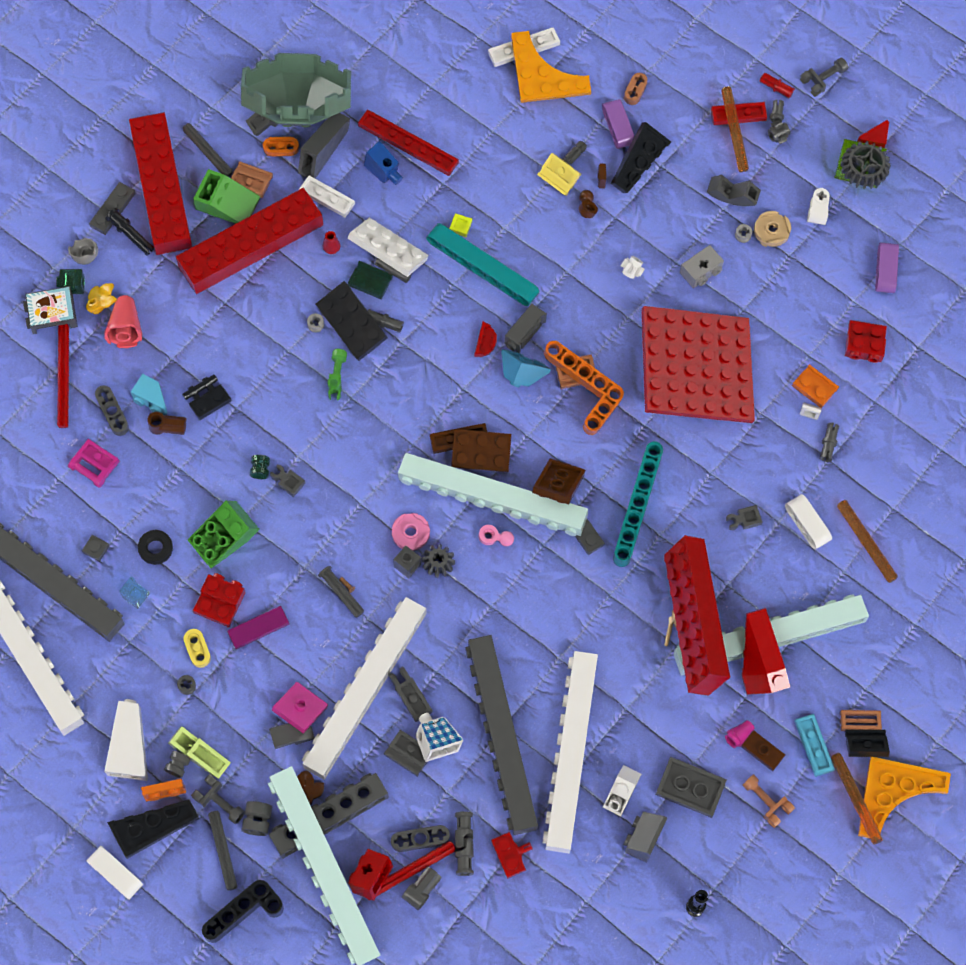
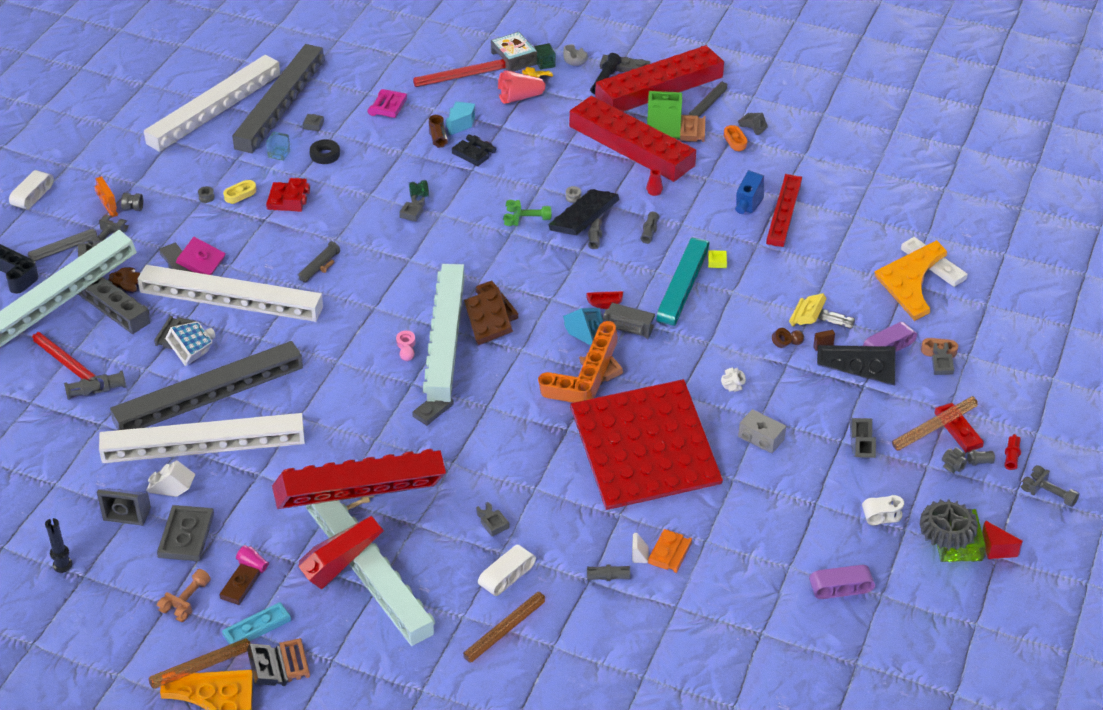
camera: 75 degrees right, 25 degrees down
(111, 418) = (432, 108): dark grey beam -> none
(127, 747) = (145, 171): white slope -> none
(146, 829) = (75, 201): black wing -> none
(199, 752) = (146, 210): yellowish green slope -> none
(223, 533) = (351, 183): bright green slope -> none
(258, 627) = (270, 223): magenta tile -> none
(296, 89) = (783, 118): sand green windscreen -> none
(322, 144) = (744, 155): dark grey slope -> none
(328, 196) = (700, 174): white plate -> none
(370, 280) = (632, 218): clear green plate -> none
(370, 874) = (52, 327): red brick -> none
(388, 247) = (668, 217): white plate -> none
(404, 834) = (97, 352): dark grey beam -> none
(407, 521) = (397, 300): bright pink tile -> none
(407, 562) = (359, 292): dark grey brick -> none
(410, 695) = (233, 322): dark grey hinge -> none
(419, 891) = (45, 365): dark grey piece -> none
(441, 555) = (367, 312): dark grey gear -> none
(510, 854) = (91, 419): red plate -> none
(558, 481) = (474, 367): reddish brown plate -> none
(634, 511) = (476, 434): teal beam -> none
(659, 93) = (942, 361): none -> dark grey plate
(738, 235) = (823, 455): light grey bush -> none
(769, 238) = (834, 488): tan plate -> none
(865, 341) = (742, 582): red plate -> none

